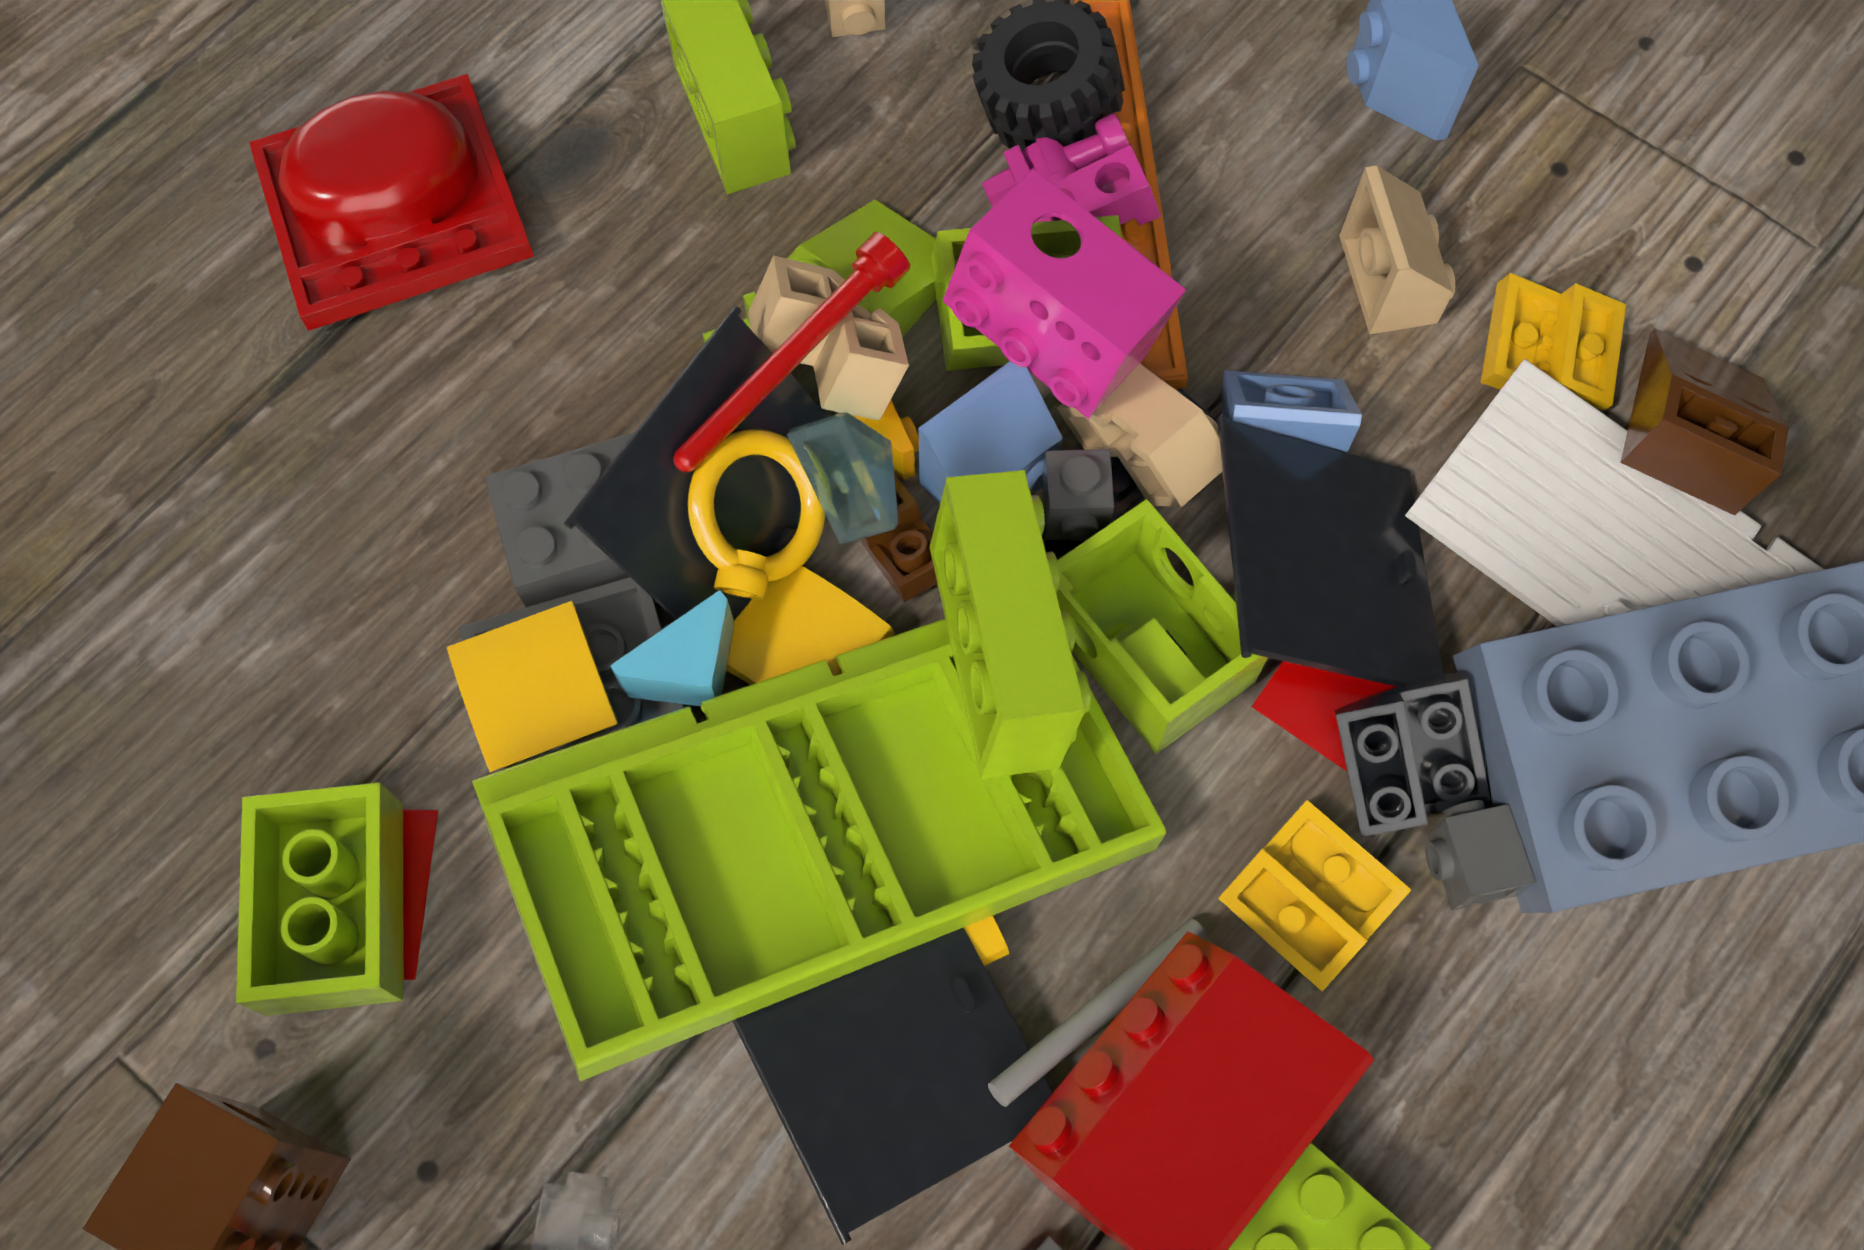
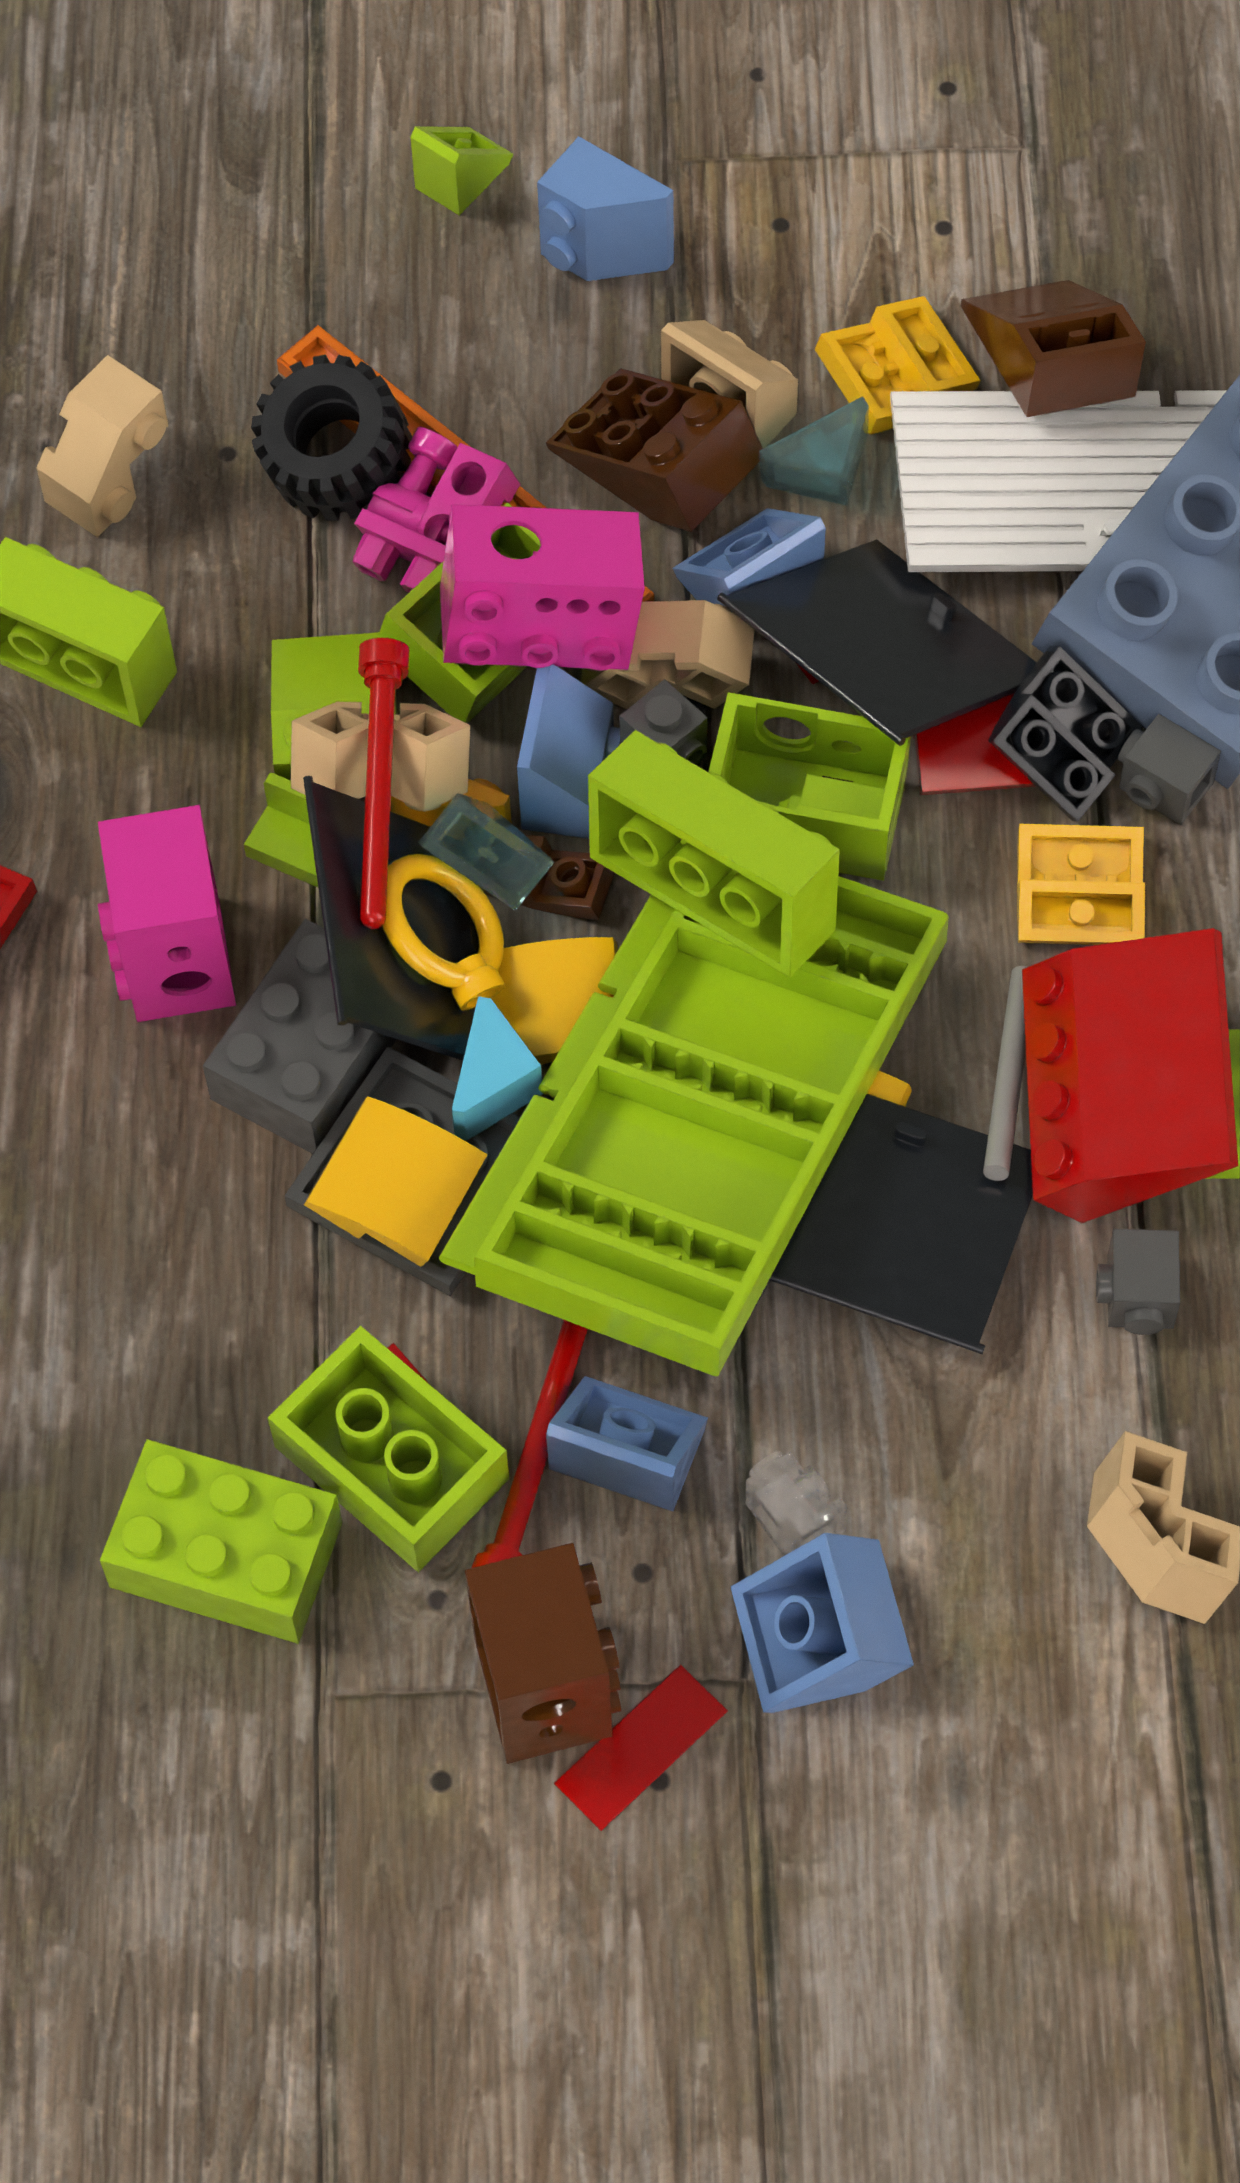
camera: 40 degrees left, 5 degrees down
(142, 863) = (222, 1541): none -> lime brick
(318, 1070) = (534, 1453): none -> red piece
(505, 1051) = (624, 1442): none -> medium blue slope
(554, 337) = (164, 915): none -> dark pink piece
(1300, 269) = (660, 446): none -> reddish brown slope
(1422, 369) = (820, 457): none -> clear light blue slope

